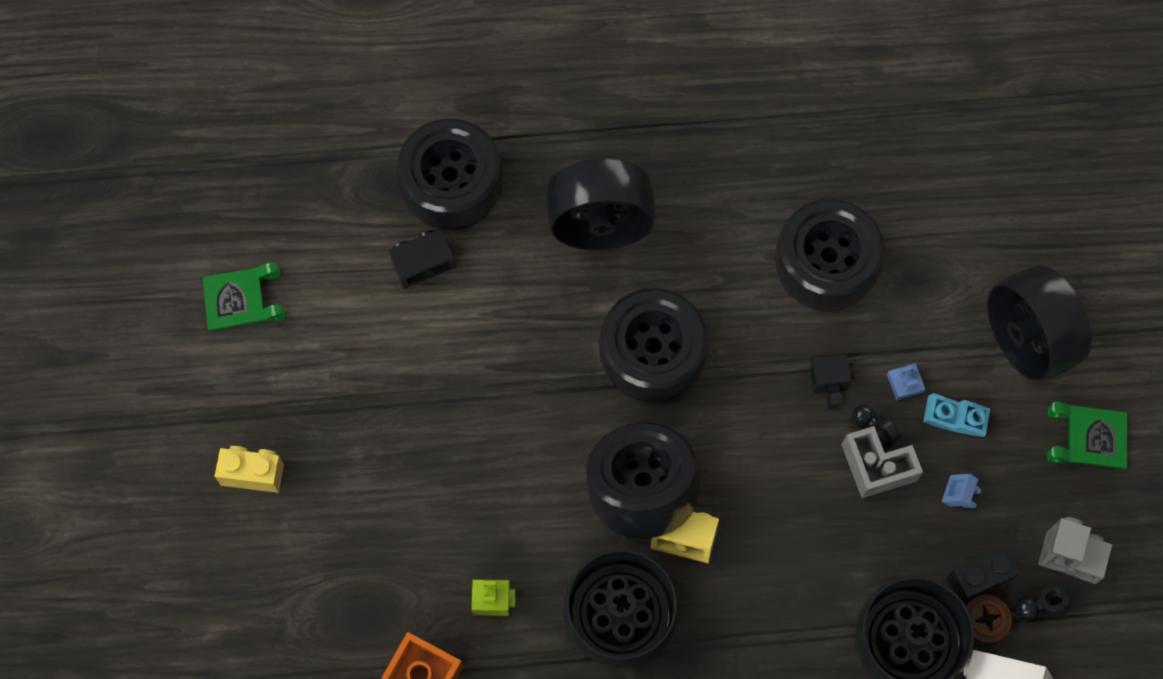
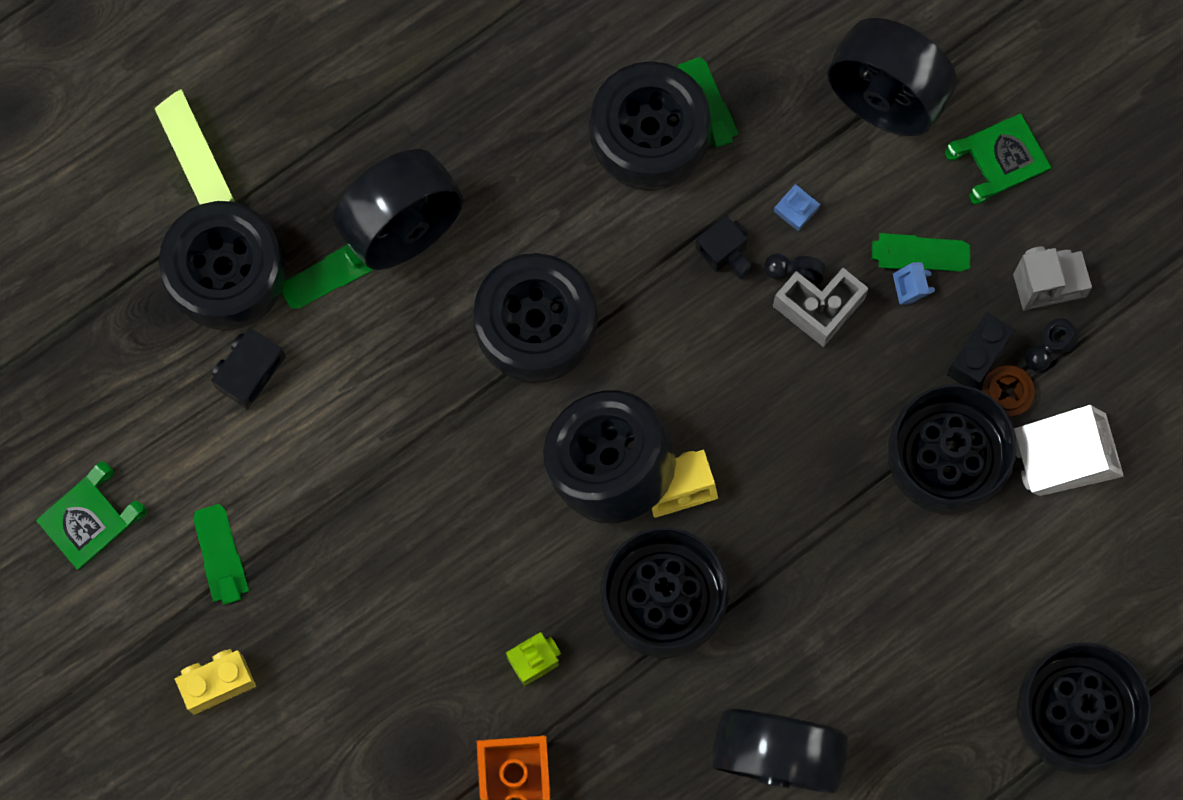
camera: 30 degrees left, 5 degrees up
(314, 384) = (220, 556): none -> green piece
(484, 82) = (192, 149): none -> yellowish green slope
(528, 227) = (325, 276): none -> green piece
(886, 285) = (722, 124): none -> green piece
(956, 416) = (864, 213): medium azure slope -> none
(991, 478) = (936, 254): none -> green piece

